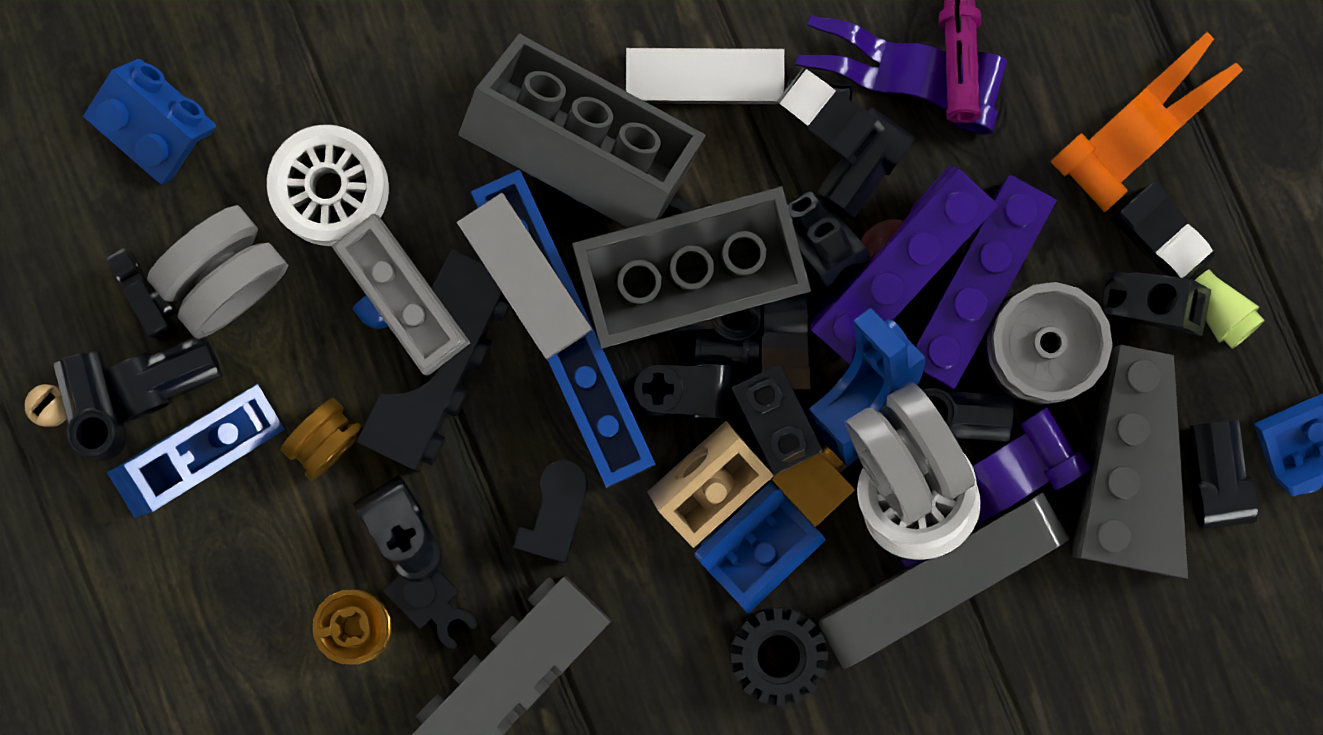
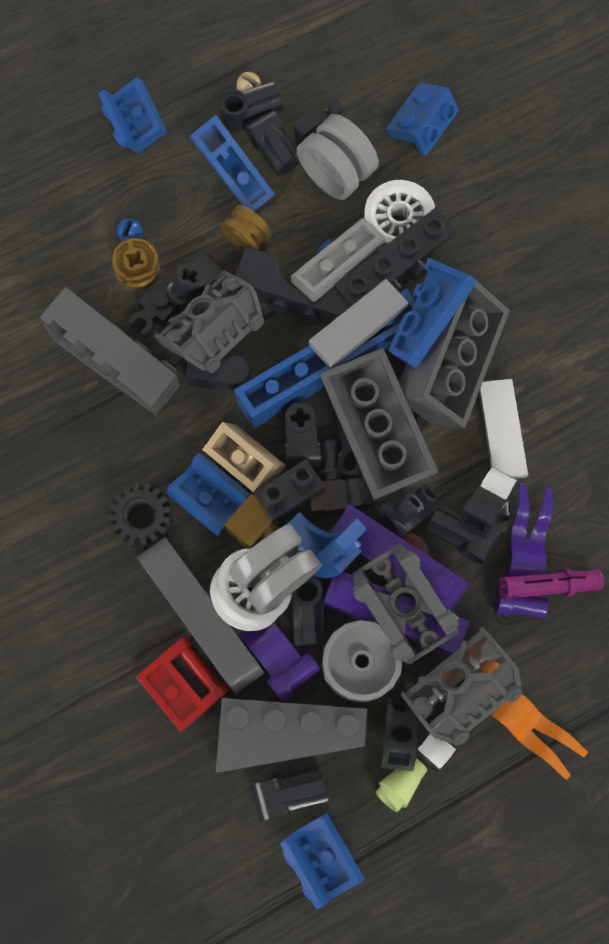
camera: 85 degrees right, 10 degrees down
(82, 608) = (133, 116): none -> blue bracket
(296, 622) = (135, 230): none -> blue hinge
(412, 202) = (398, 260): none -> black bracket
(486, 507) = (213, 322): none -> dark grey piece
(521, 153) = (434, 307): none -> blue wing
(1002, 288) = (394, 621): none -> dark grey piece
(1054, 630) = (174, 692): none -> red plate
(1130, 185) = (473, 699): none -> dark grey piece

